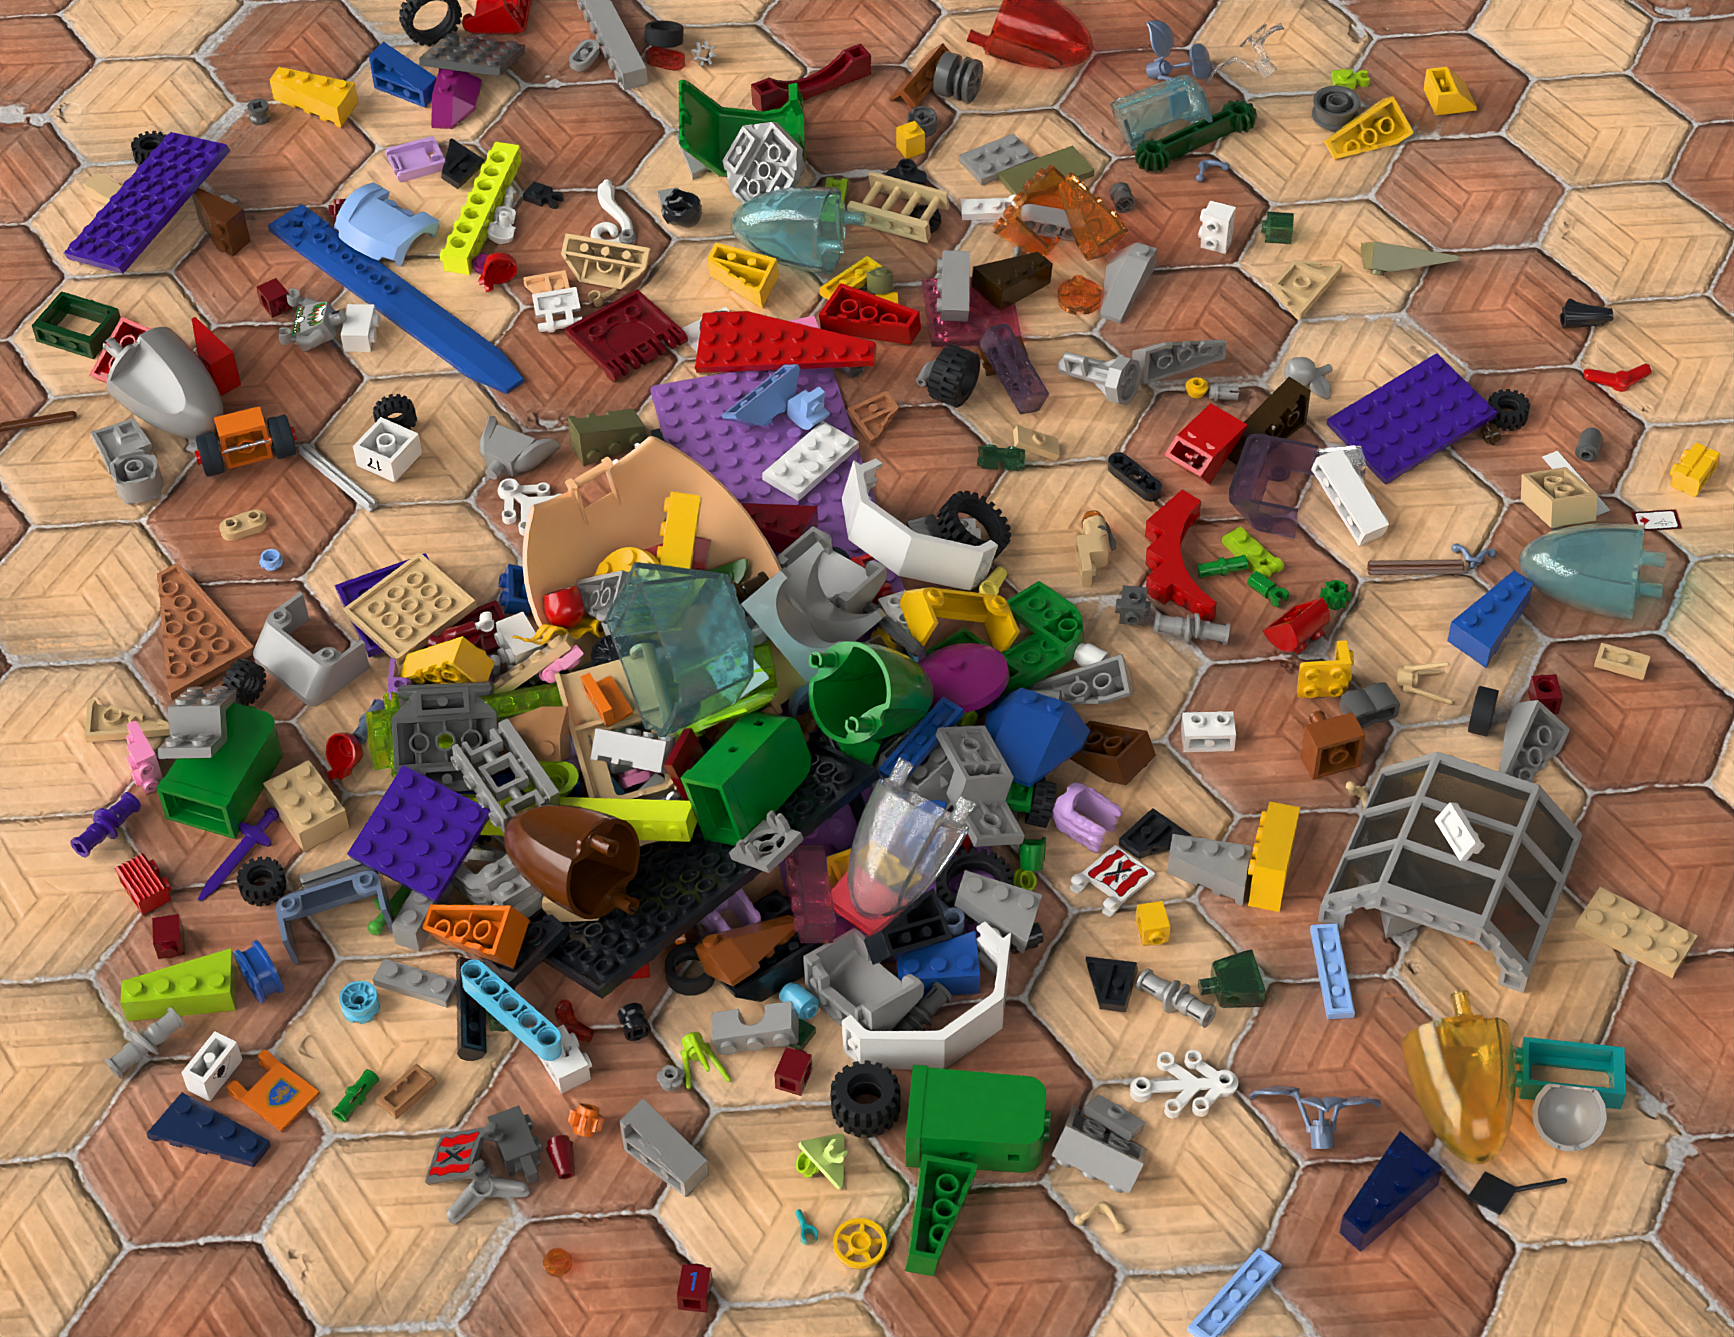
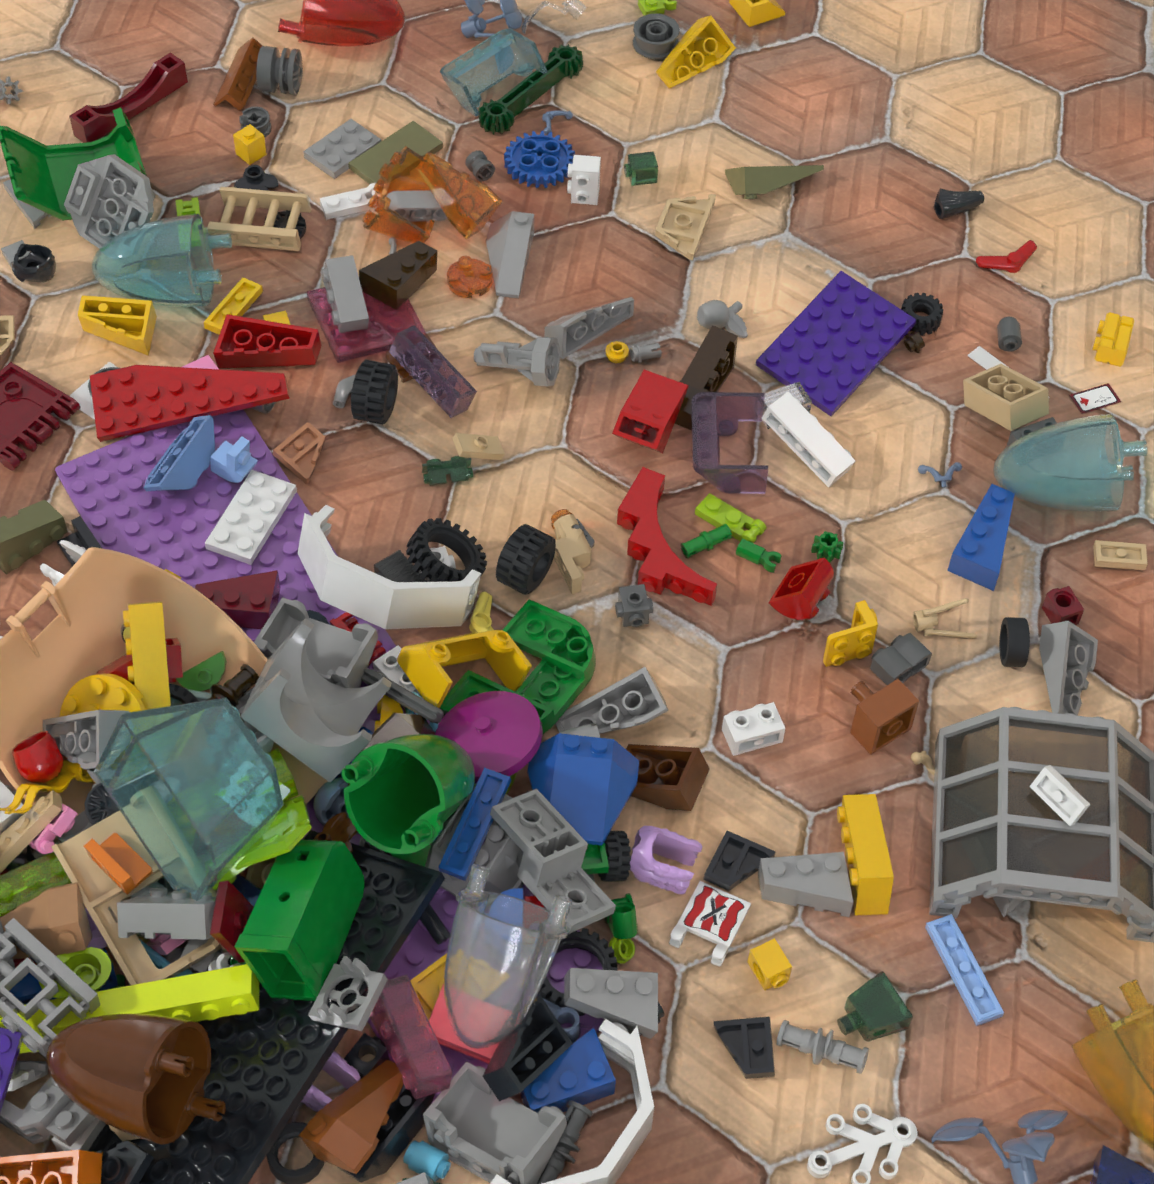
camera: 20 degrees left, 5 degrees up
(880, 280) = (264, 302): olive plate -> none
(1045, 544) = (525, 559): none -> black tyre
(1088, 654) = (609, 672): white brick -> none
(1139, 485) = (592, 470): black beam -> none
(1179, 200) = (538, 159): none -> blue gear
(1191, 628) = (699, 616): light grey piece -> none
(1414, 567) = (891, 498): reddish brown axle -> none

